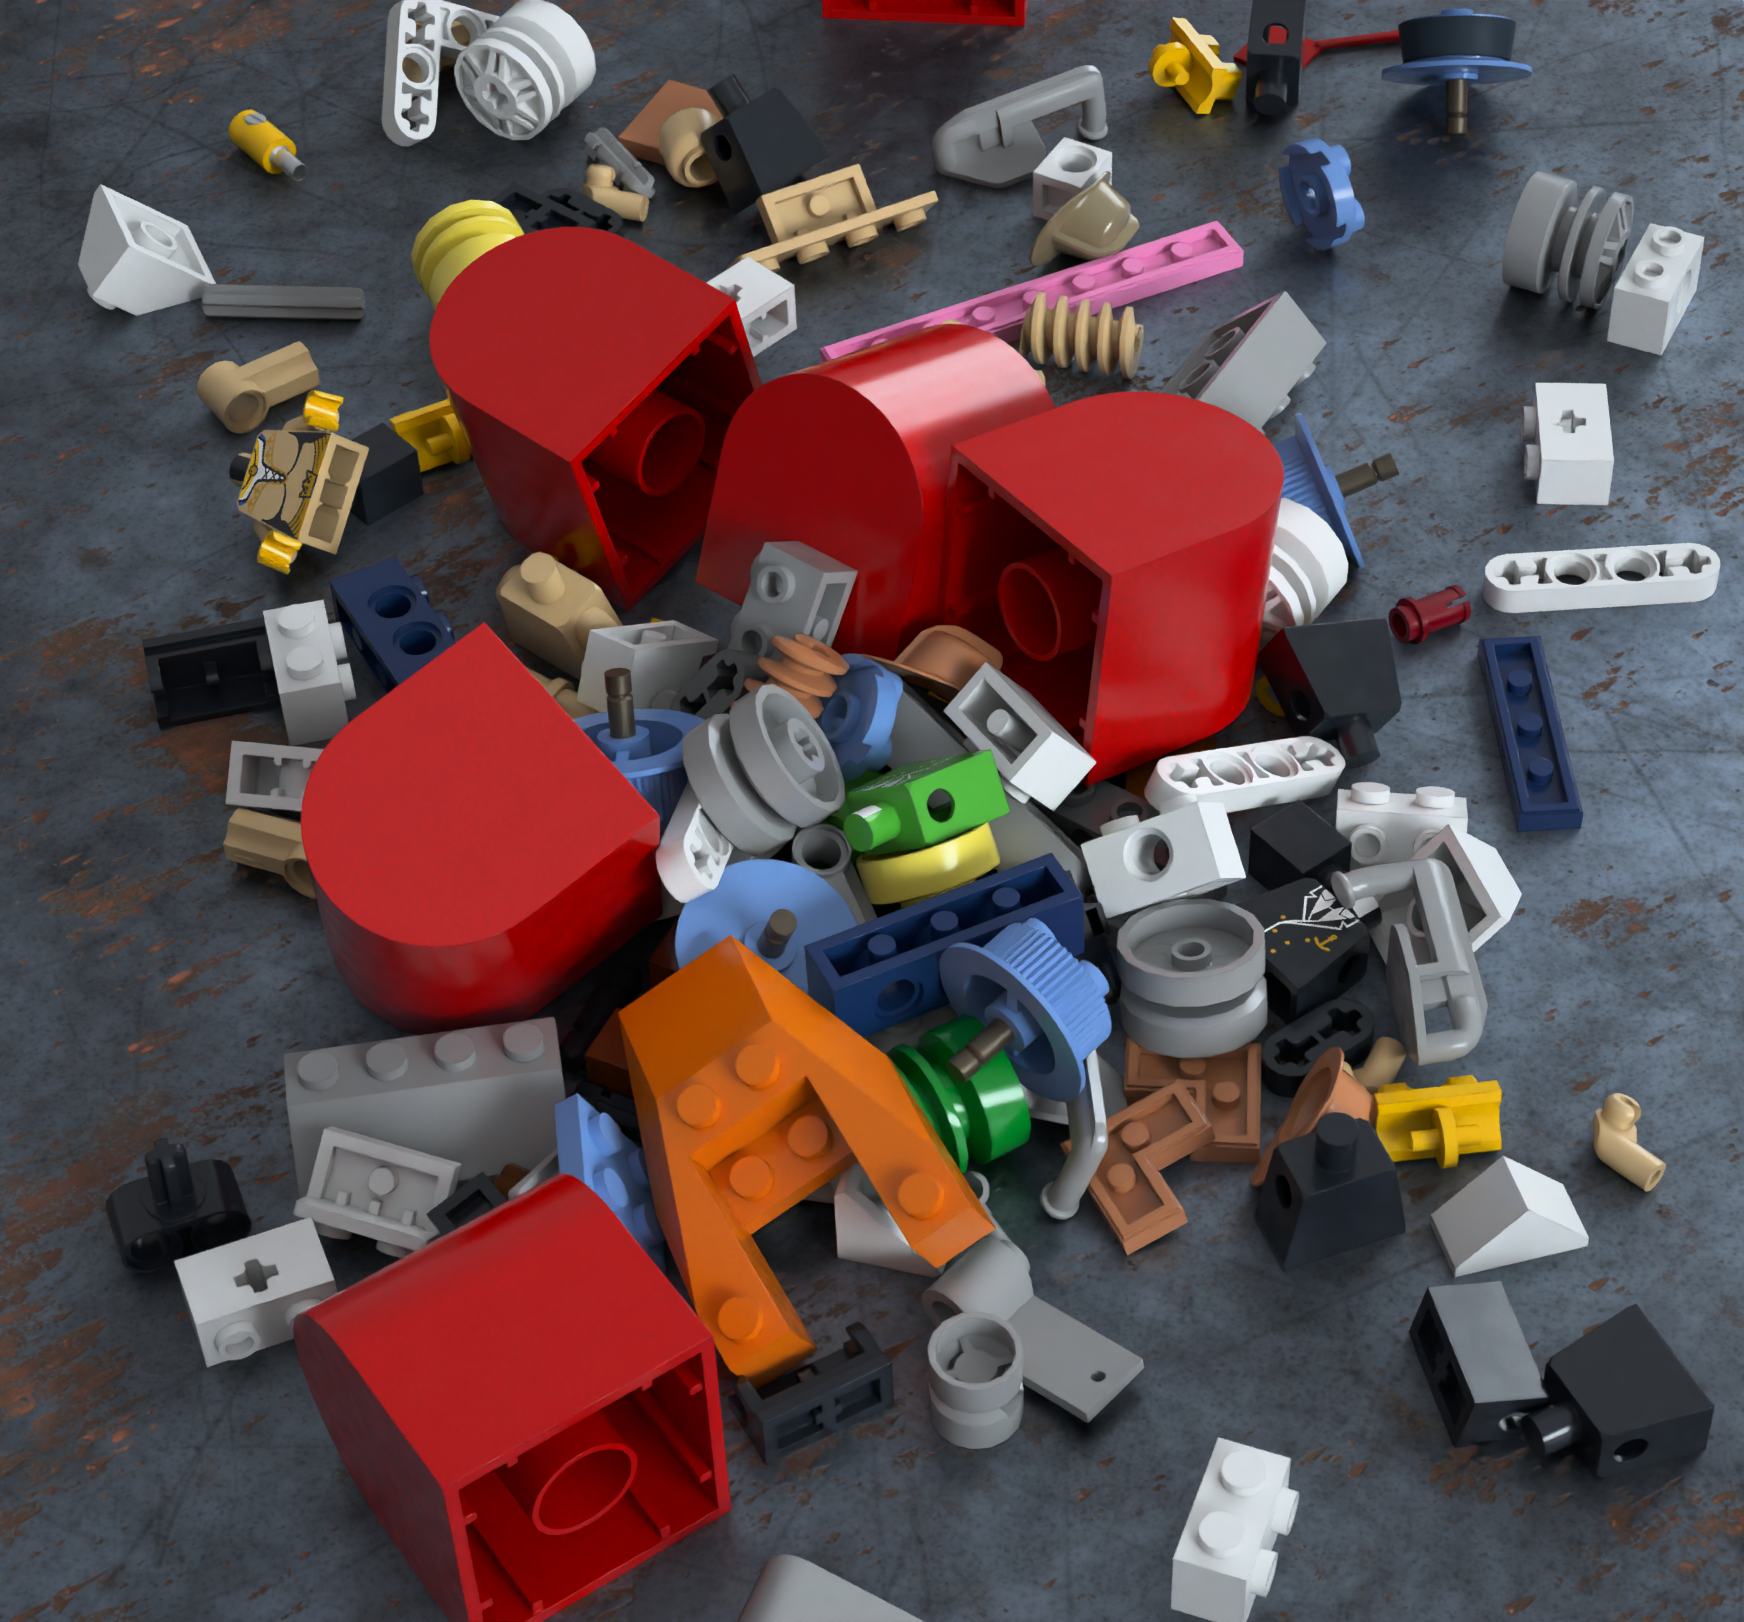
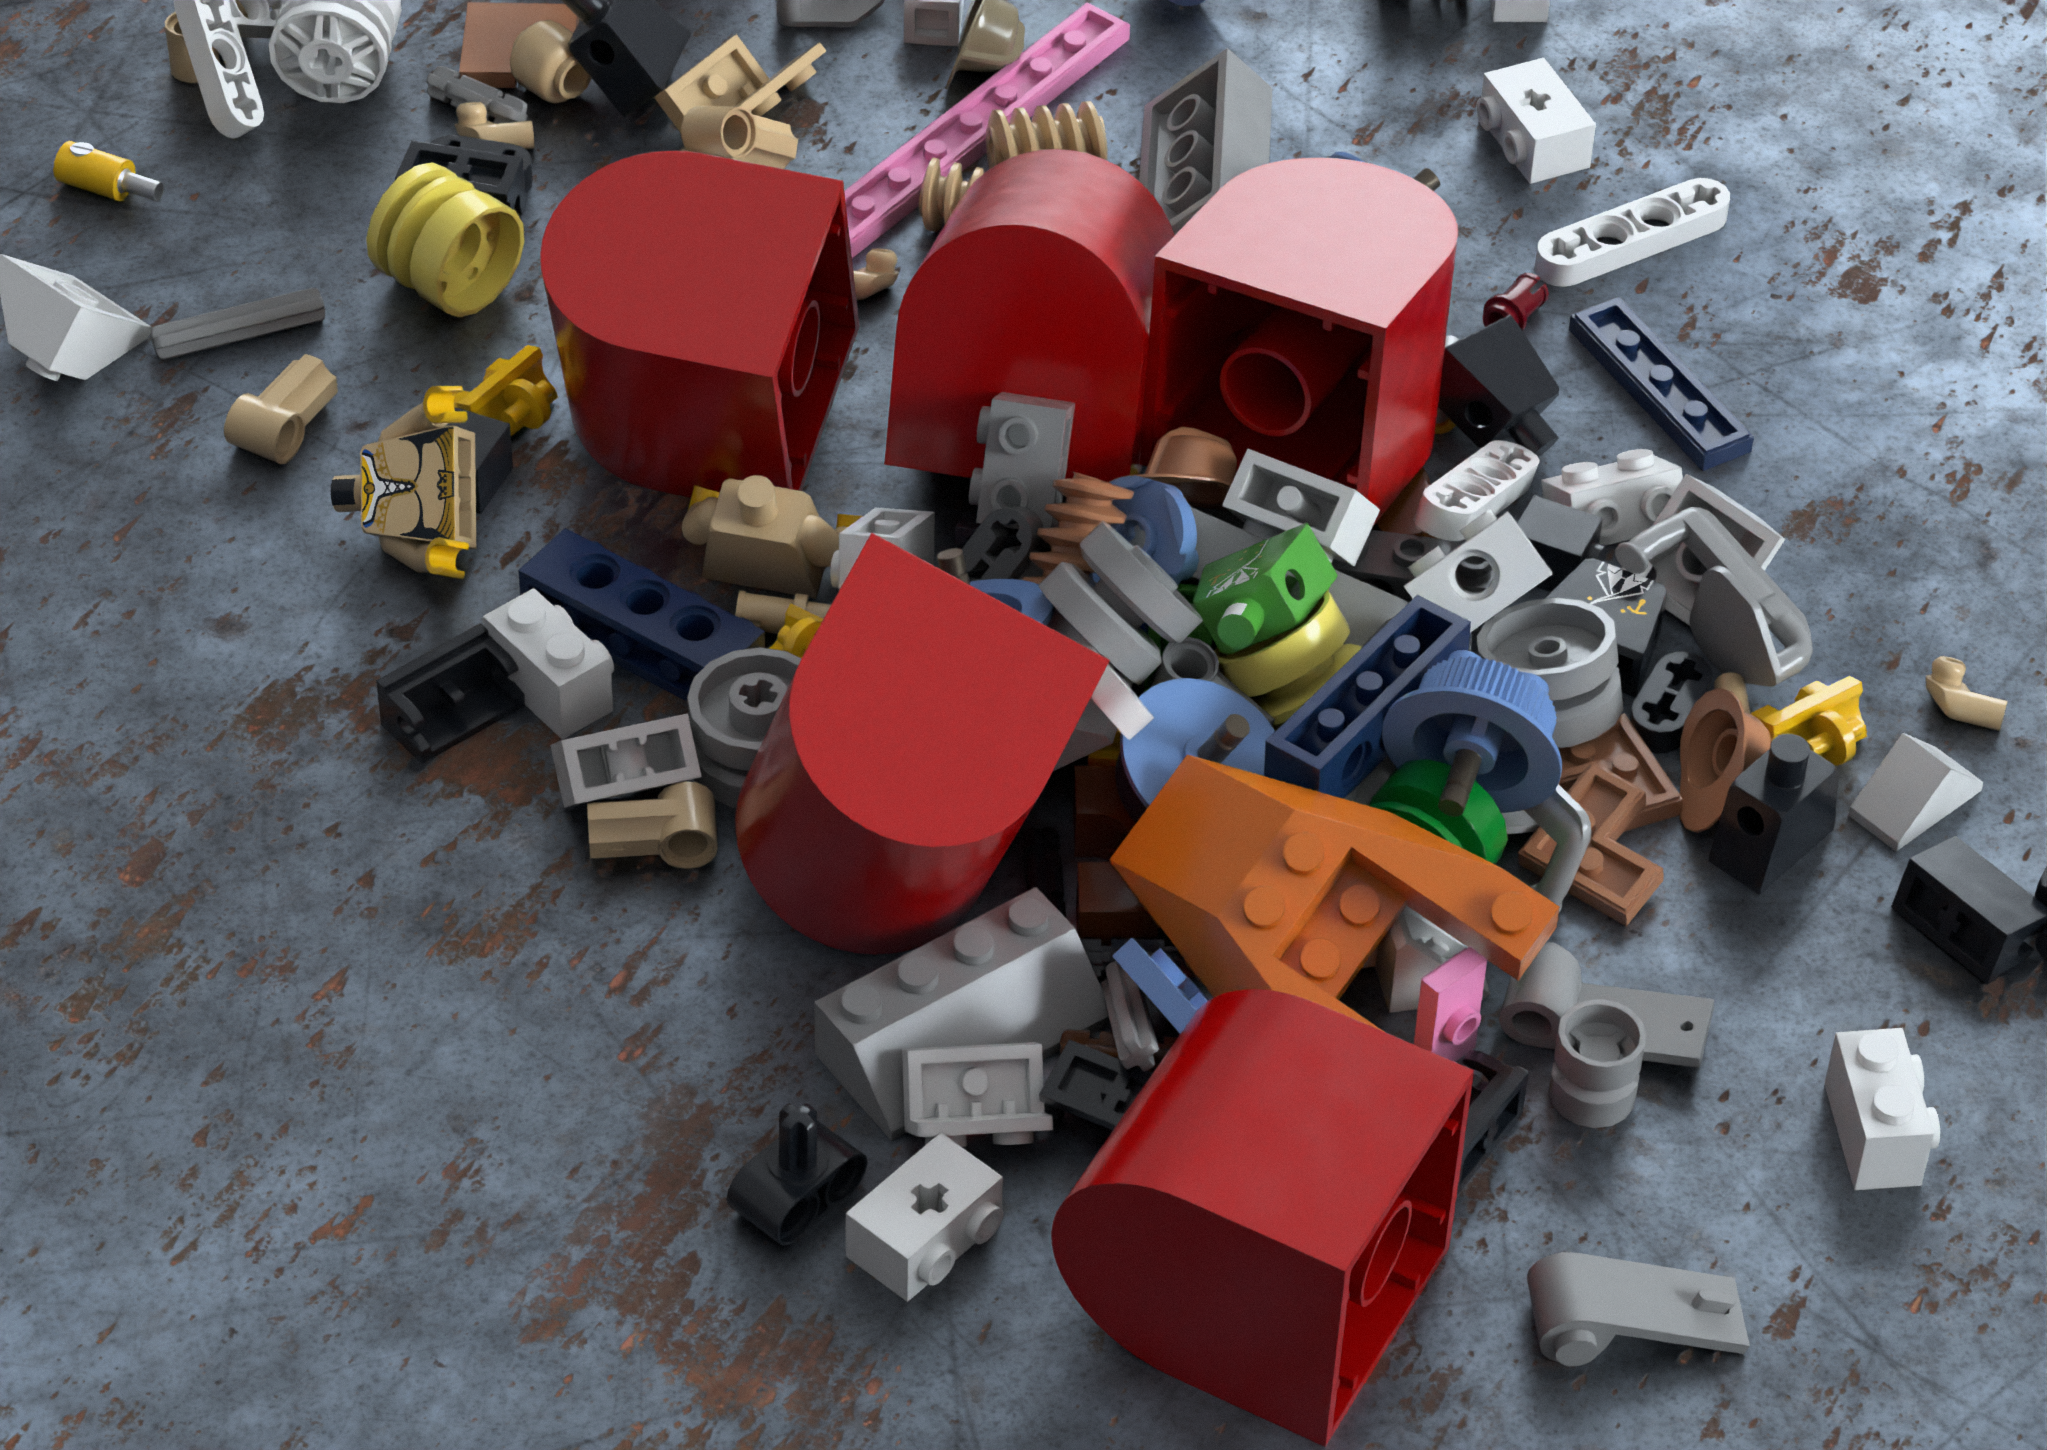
camera: 30 degrees left, 0 degrees up
(801, 256) = (738, 135): none -> tan piece
(855, 1275) = (1451, 1005): none -> bright pink plate

